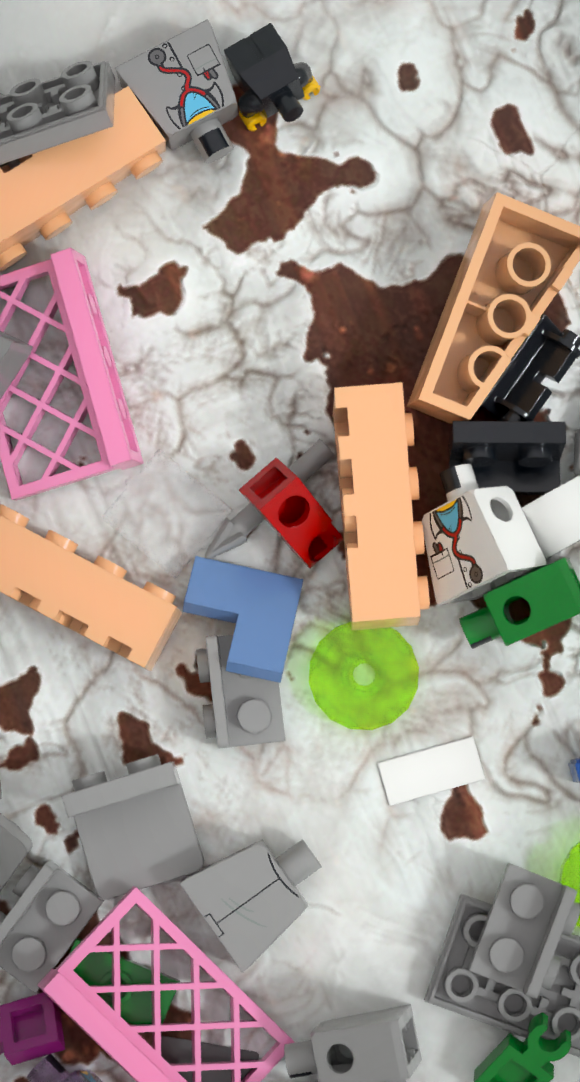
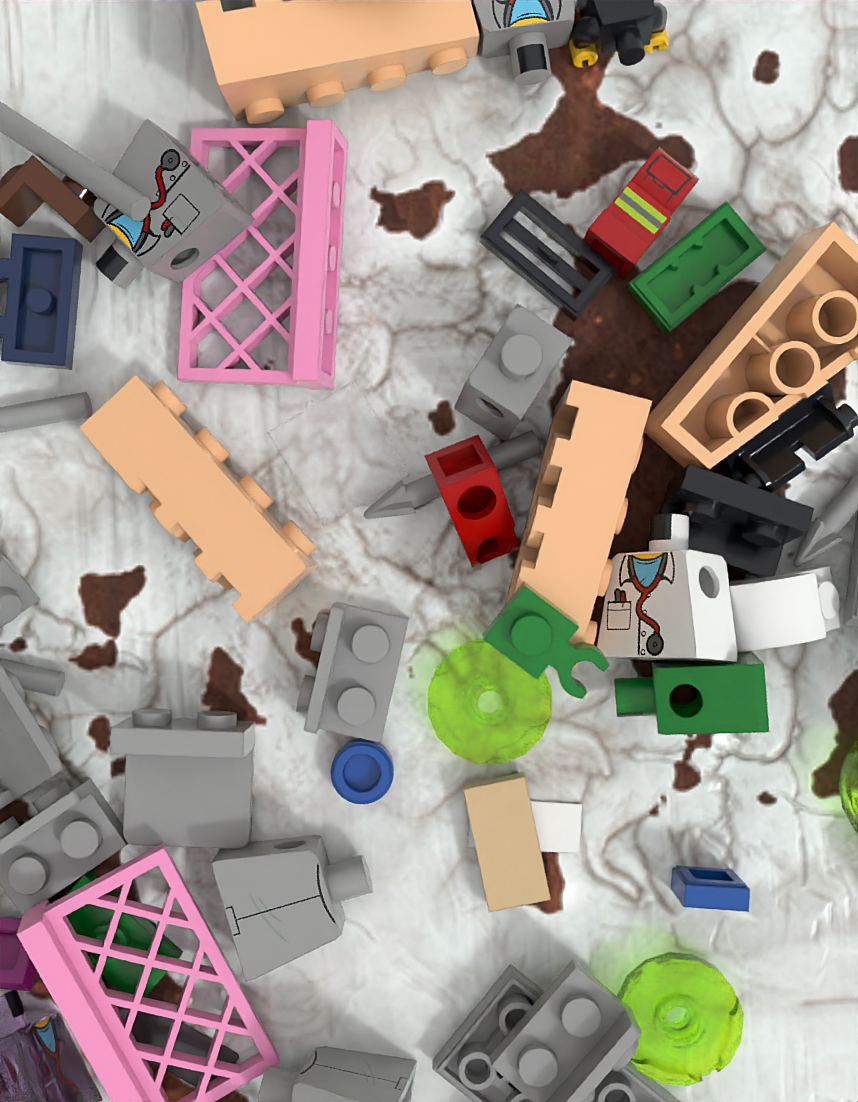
camera: 20 degrees right, 5 degrees up
(258, 603) = (404, 591): medium blue tile -> none
(274, 311) = (530, 272): none -> black tile
(278, 771) = (362, 771): none -> blue tile
(286, 398) = (512, 372): none -> light grey torso
(345, 232) = (640, 211): none -> red leg
(378, 598) = (537, 635): none -> green plate
(406, 261) = (695, 268): none -> green plate
(419, 788) = (506, 842): none -> tan tile

